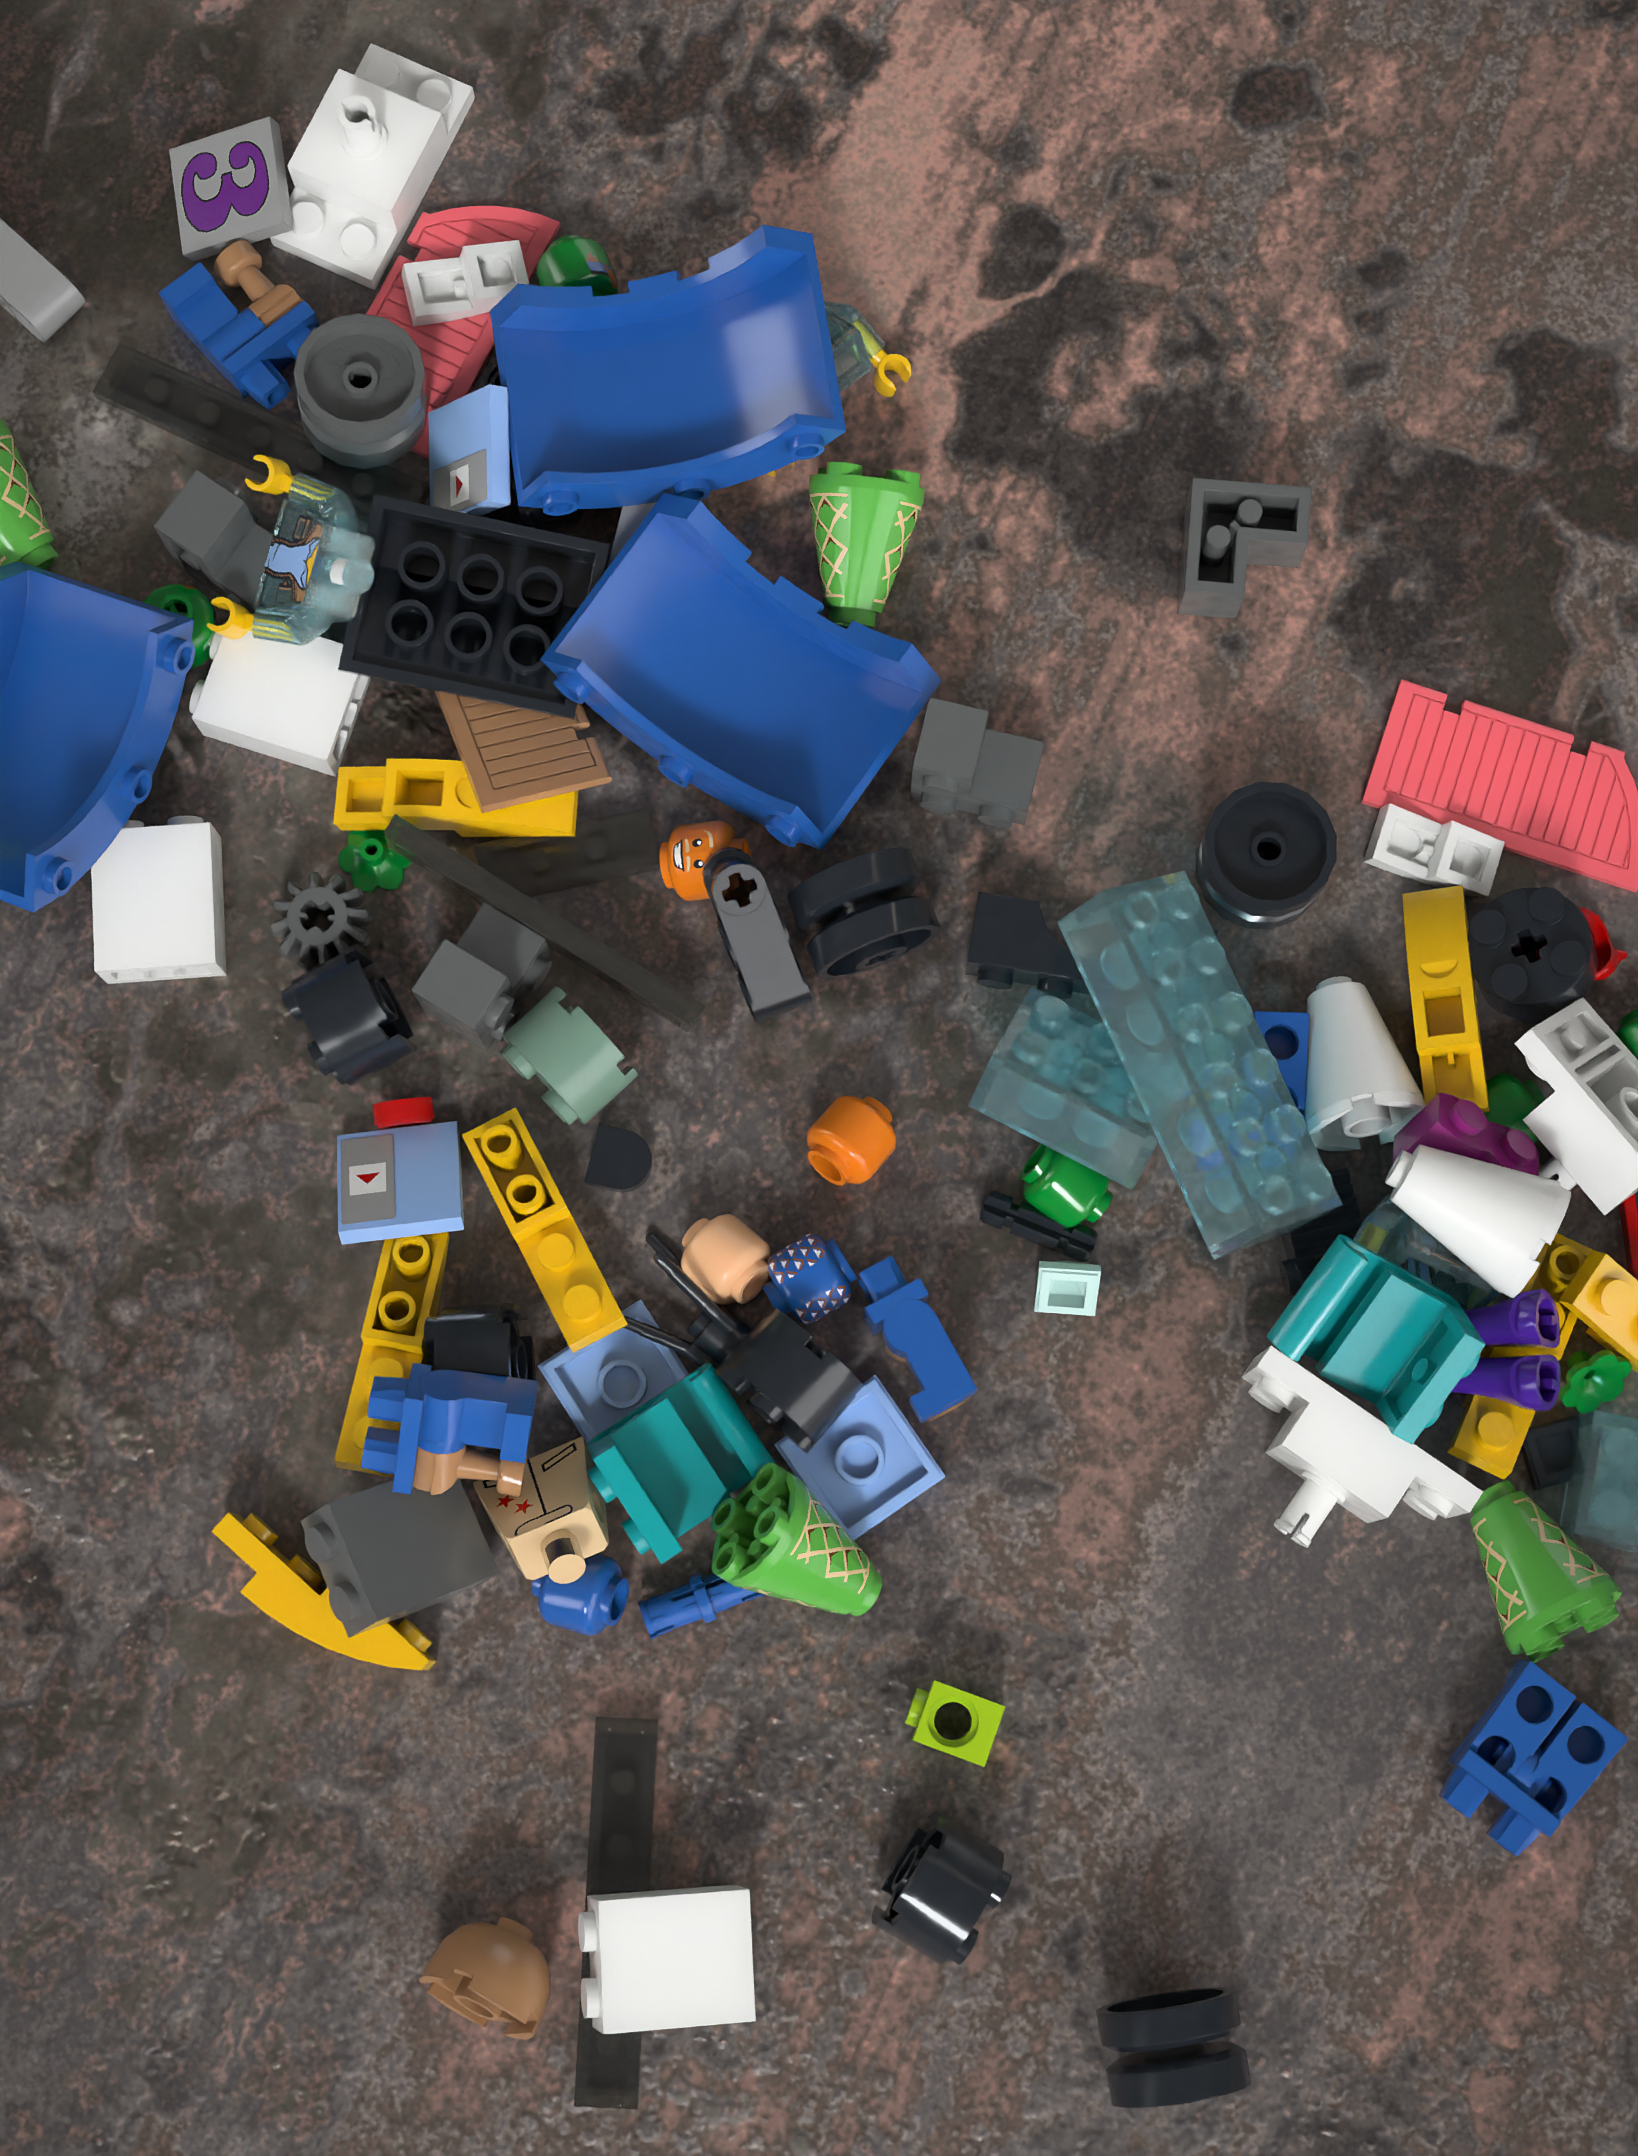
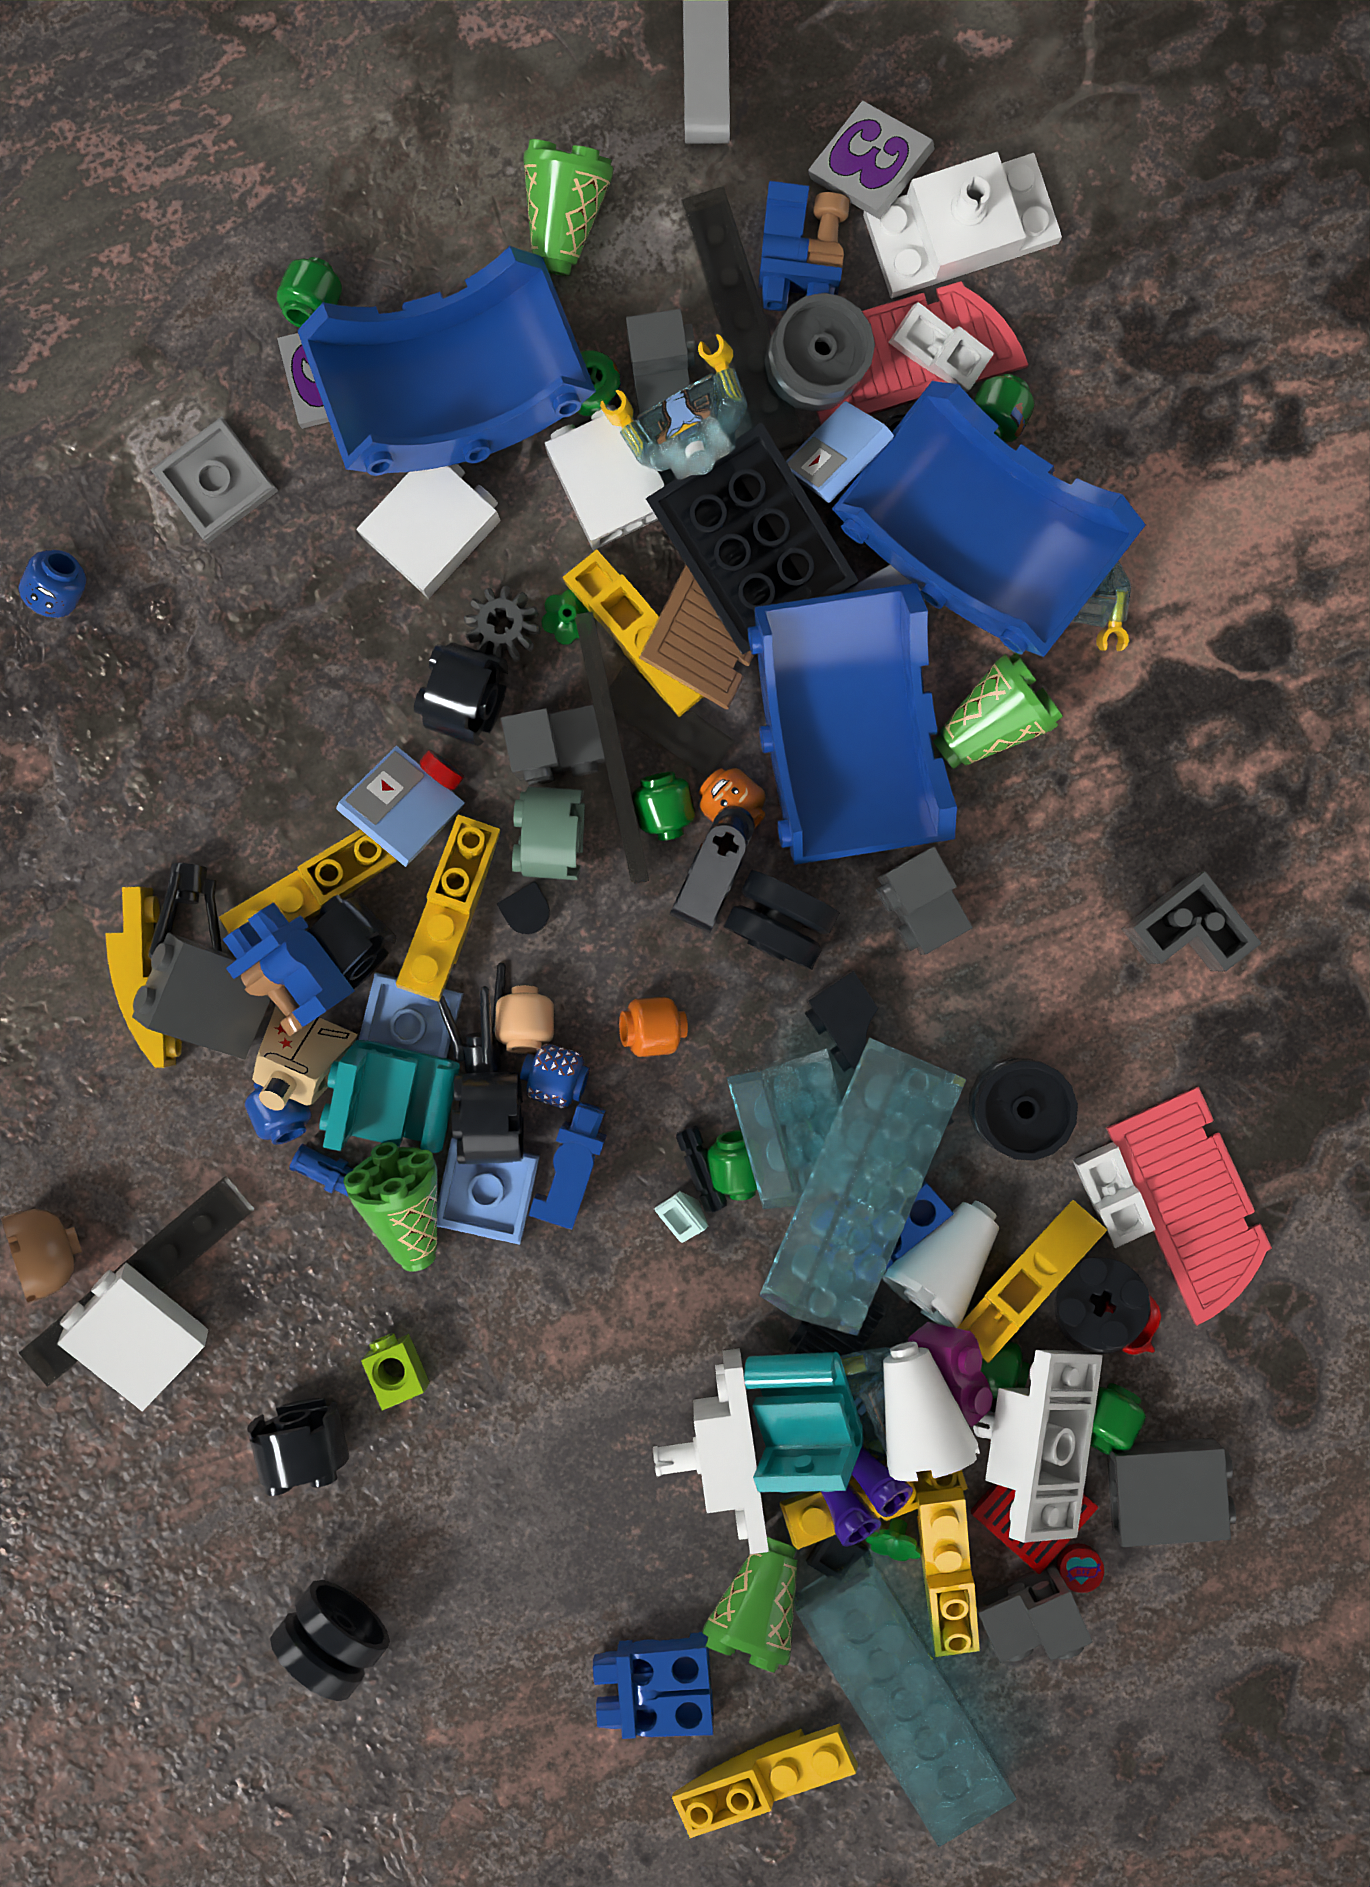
camera: 45 degrees right, 10 degrees up
(273, 1473) = (185, 886): none -> black plant
(646, 928) = (663, 805): none -> green head

